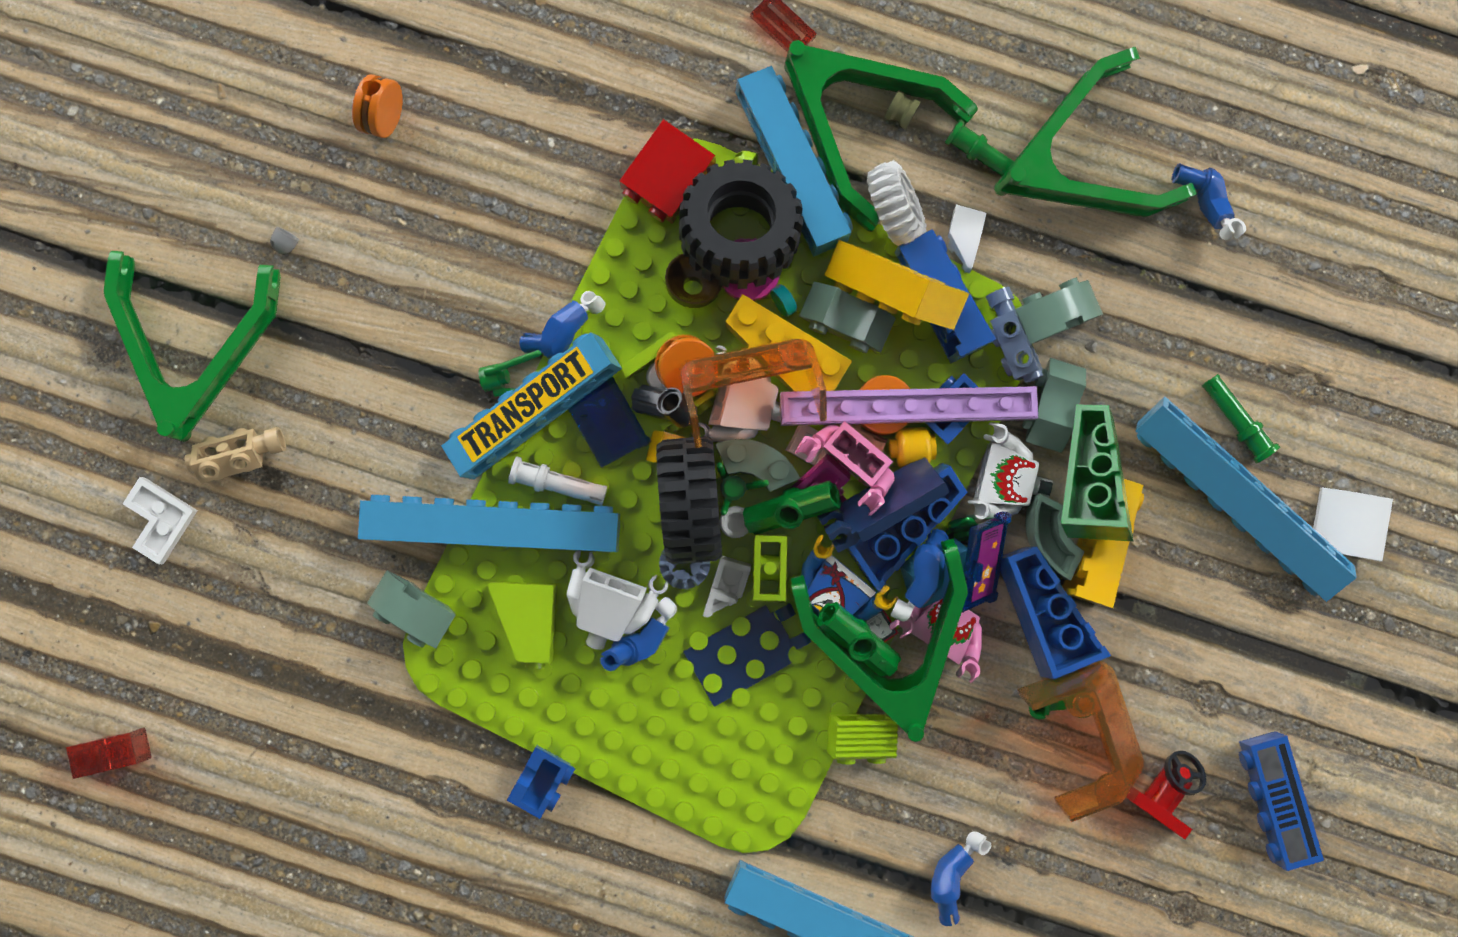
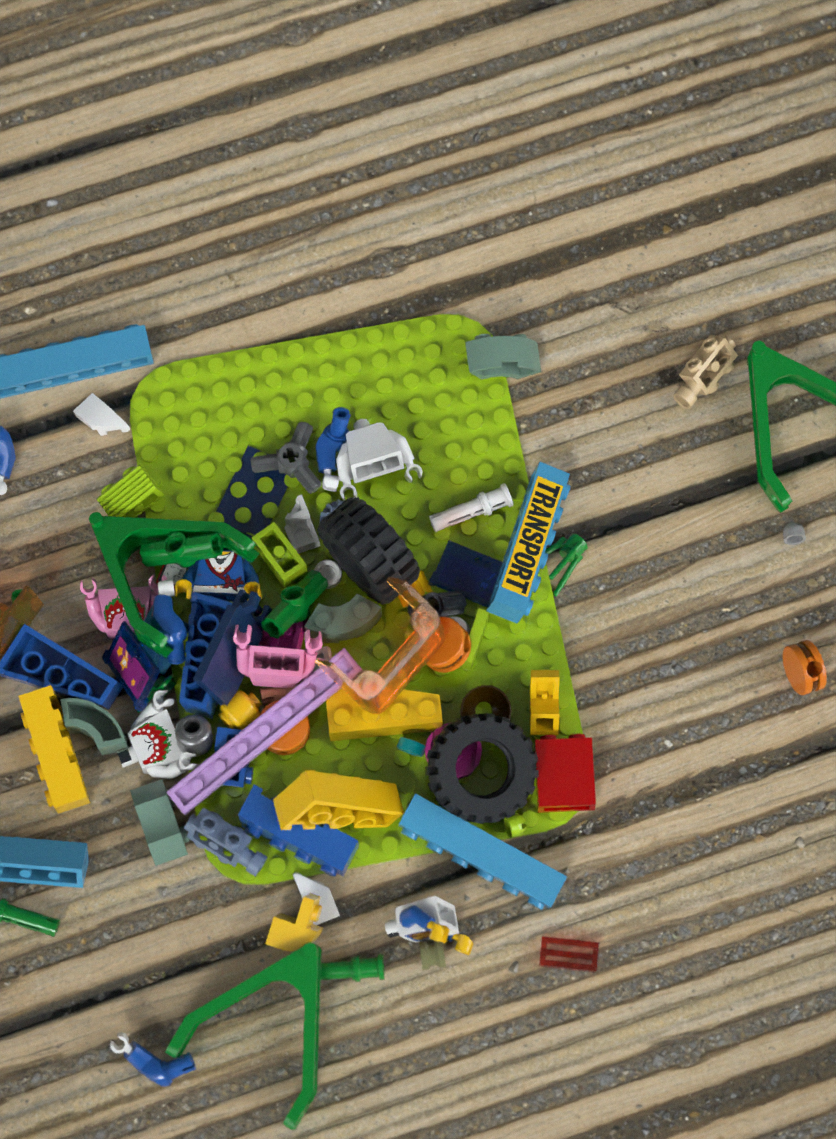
camera: 150 degrees right, 15 degrees down
(108, 753) = (626, 132): clear red brick -> none
(166, 516) = (717, 301): white plate -> none
(489, 525) = (493, 447): dark azure brick -> none
(528, 619) = (420, 406): lime slope -> none
(539, 781) = (328, 311): blue cylinder -> none
(562, 326) = (551, 612): blue arm -> none
(636, 247) = (544, 702): none -> yellow brick
(672, 665) = (294, 449): none -> dark grey bush
(734, 487) = (345, 590): green plant -> none
(742, 409) = (381, 640): torso -> none
(817, 69) = (517, 923): green piece -> none
(831, 843) = (99, 416): none -> white slope
(847, 317) = (371, 761): sand green brick -> none
(889, 129) = (428, 920): none -> torso
(896, 203) = (382, 872): white gear -> none
(979, 463) = (194, 735): none -> flat silver head
(1008, 213) = (293, 933): none -> yellow brick
(1059, 310) = (211, 879): sand green brick -> none
(1095, 486) = (94, 779): green wedge -> none

